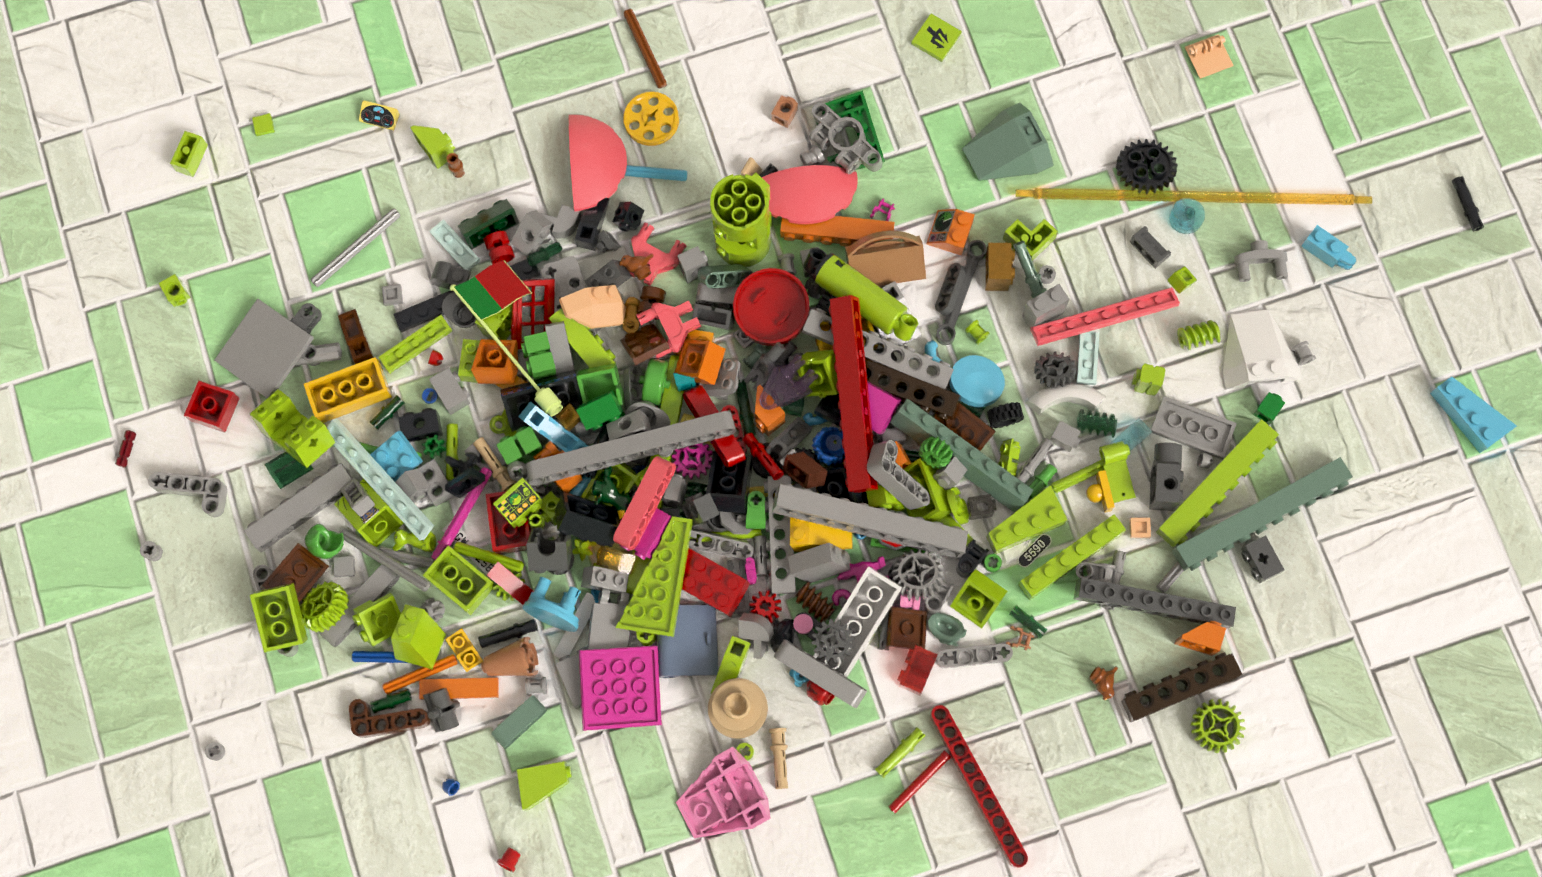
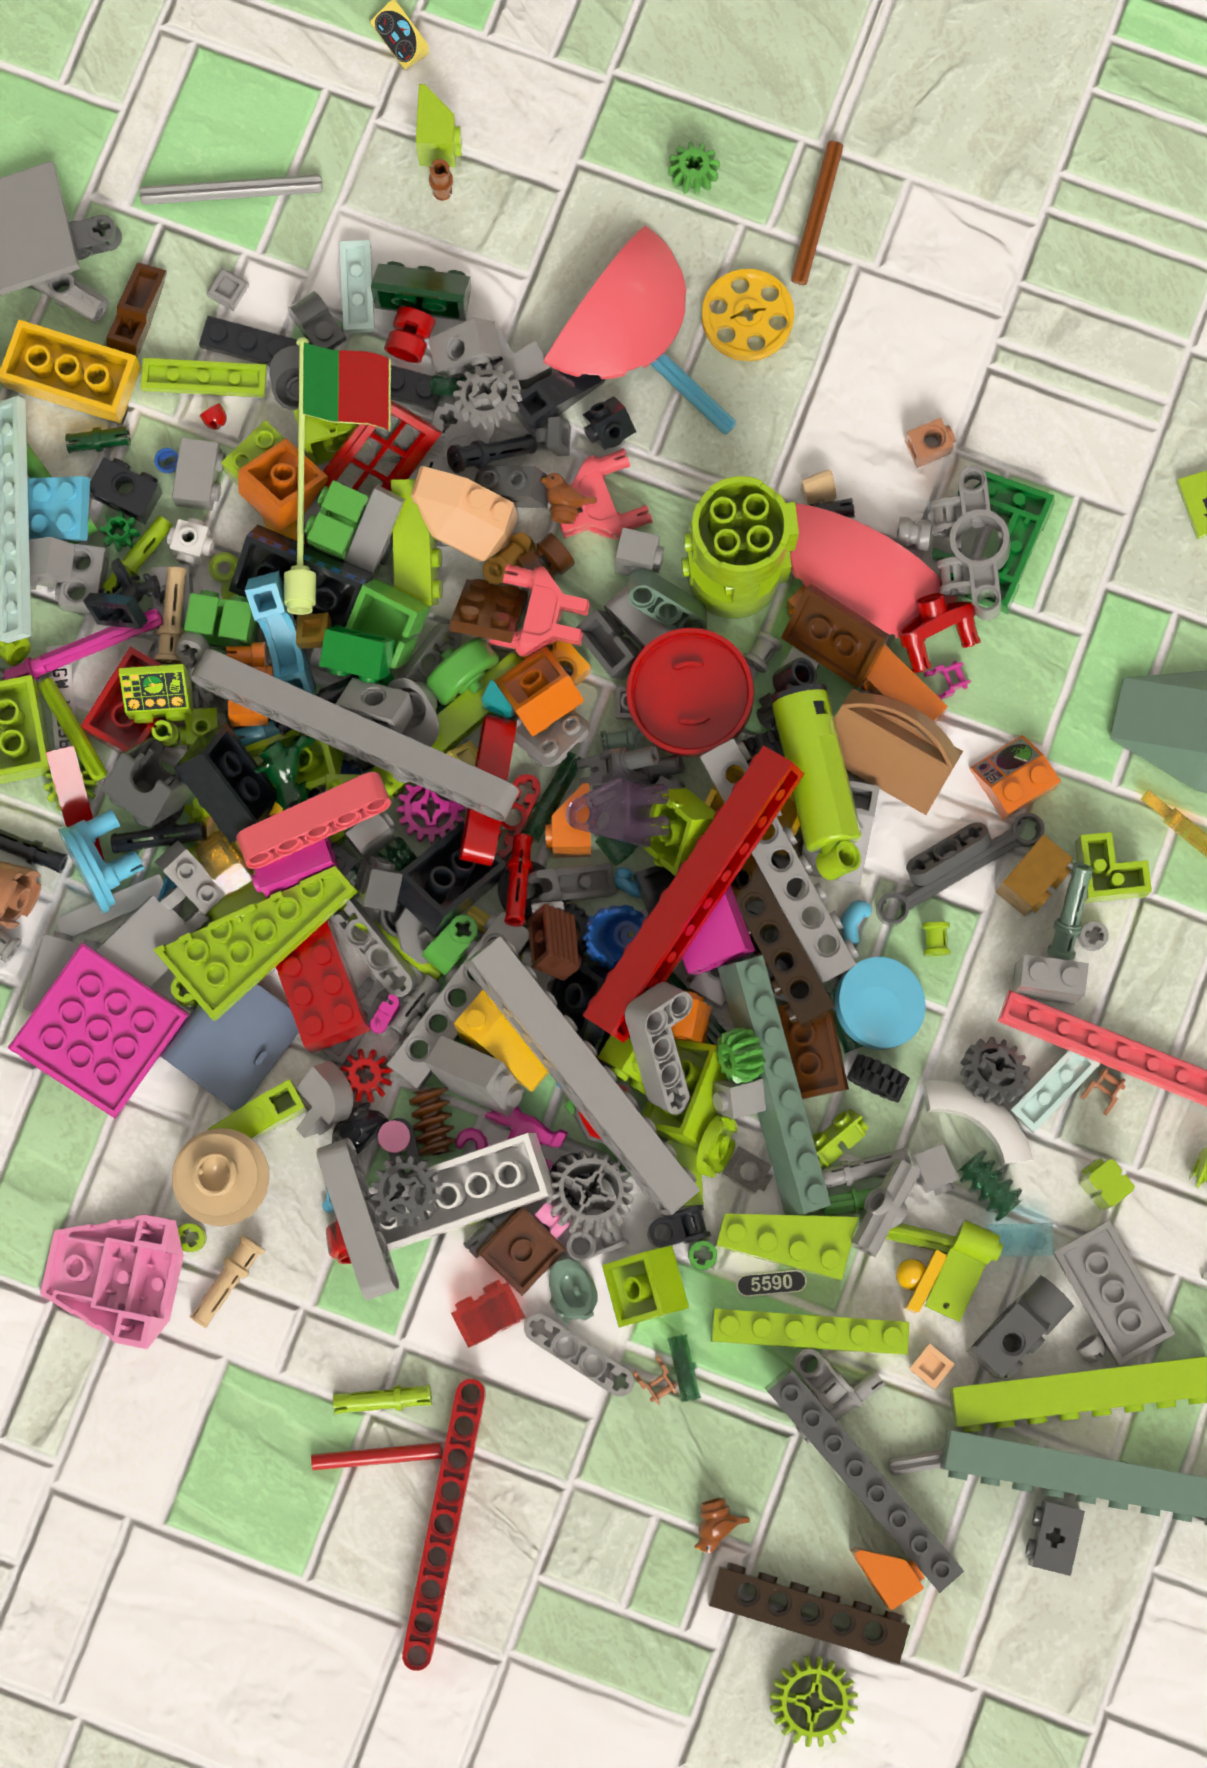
camera: 35 degrees right, 5 degrees up
(475, 430) = (193, 551): none -> white brick
(556, 591) = (124, 841): none -> black pin
(562, 245) = (485, 398): none -> light grey gear
(570, 71) = (695, 158): none -> bright green gear
(580, 275) = (479, 453): none -> black pin
(817, 229) = (834, 636): none -> reddish brown plate
(855, 187) = (933, 618): none -> red connector
(1059, 470) = (885, 1207): none -> light grey piece
(1116, 339) = (1104, 1074): none -> nougat piece

